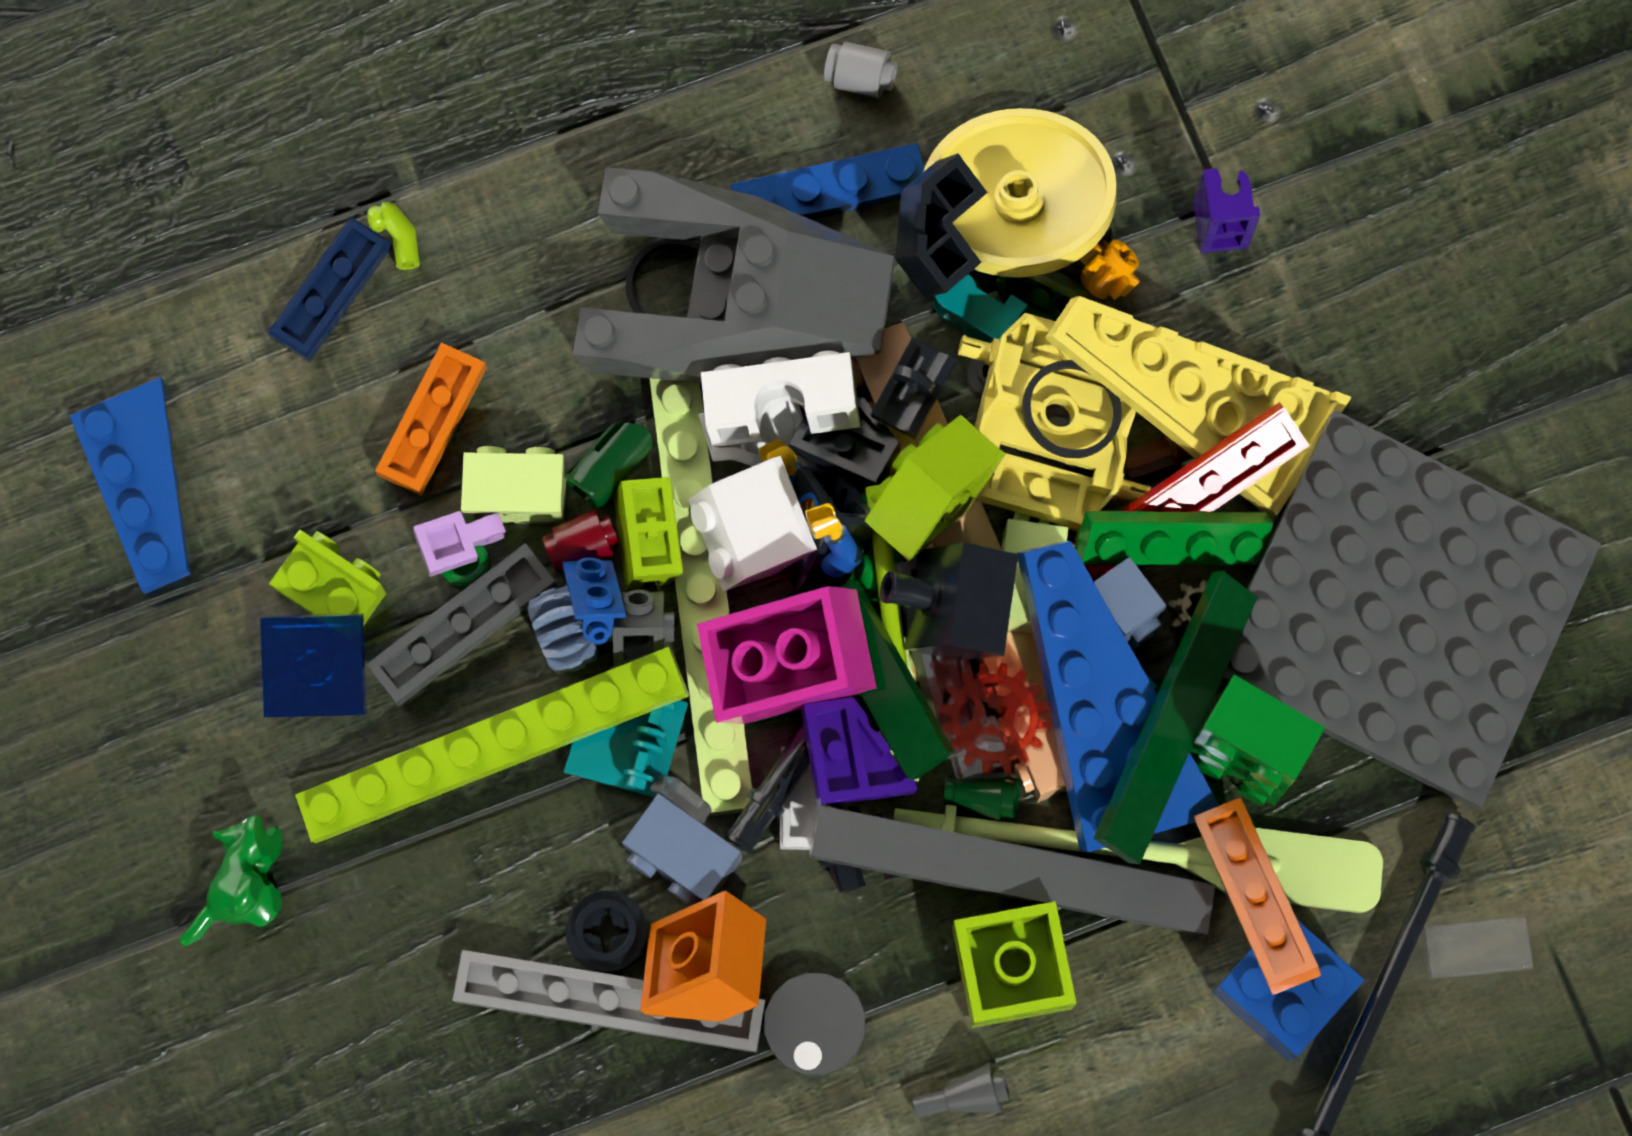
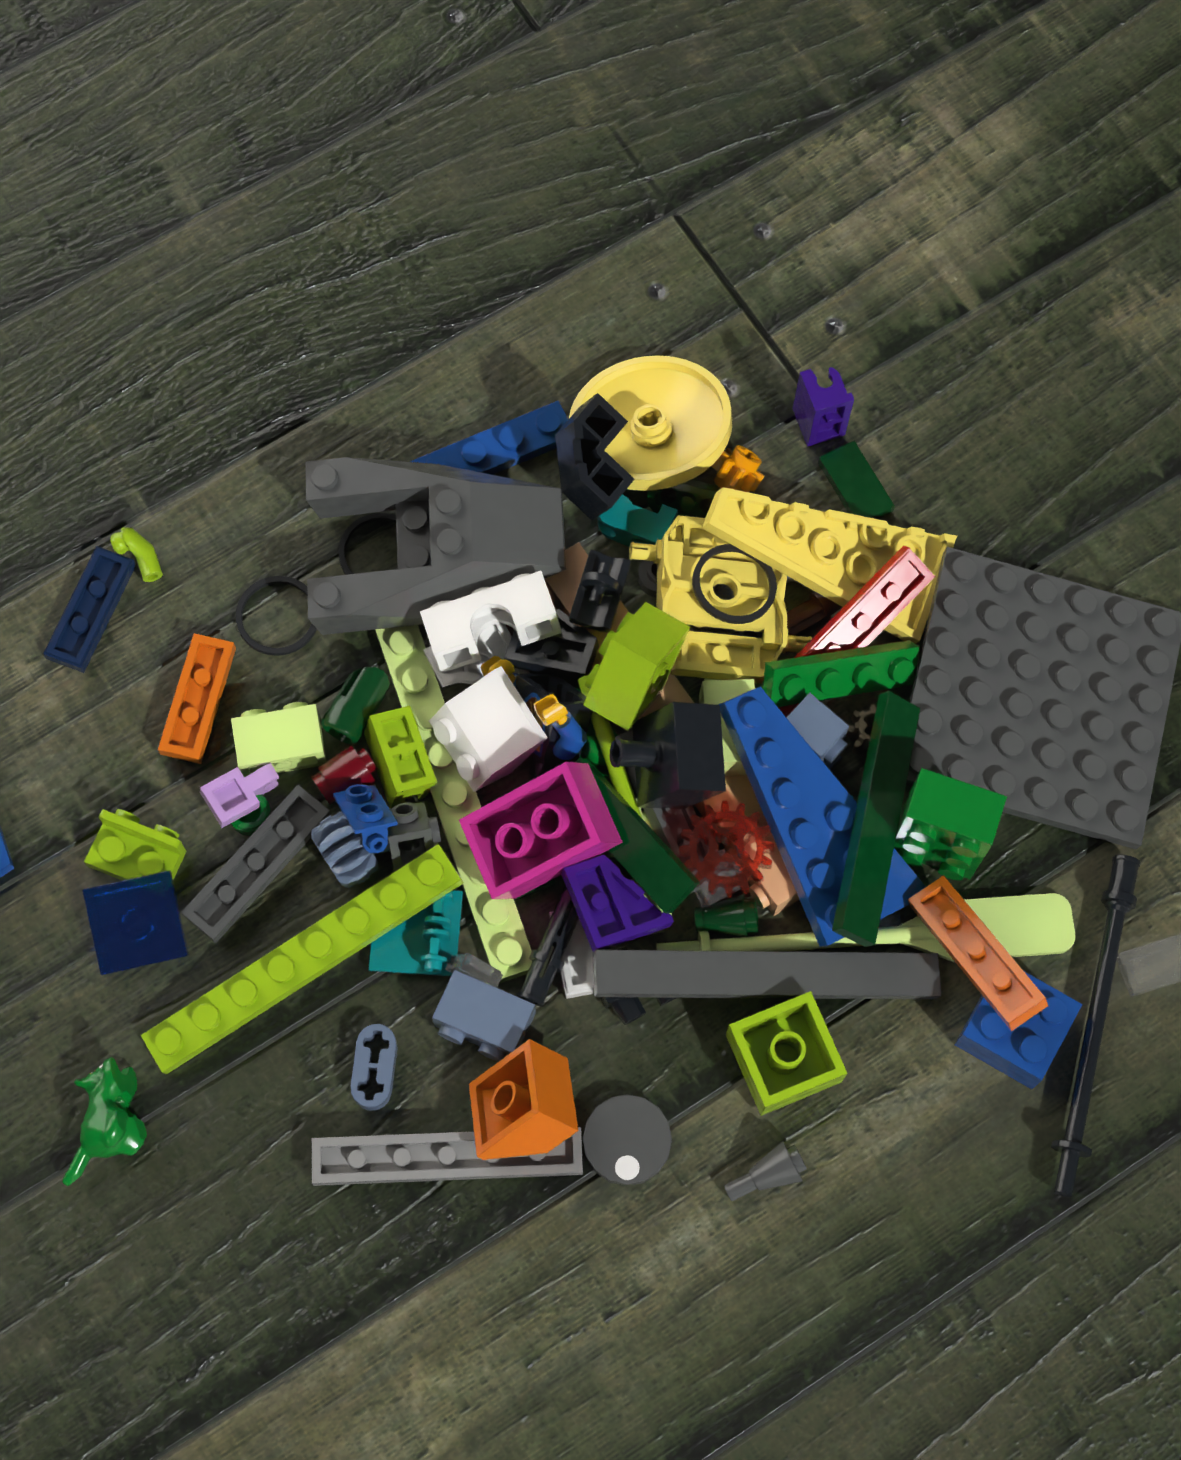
camera: 15 degrees left, 5 degrees down
(514, 304) = (239, 616): none -> black piece
(536, 879) = (363, 1065): none -> sand blue beam
(590, 914) = (415, 1085): black gear -> none
(860, 69) = (498, 350): light grey brick -> none
(1247, 310) = (855, 482): none -> dark green tile

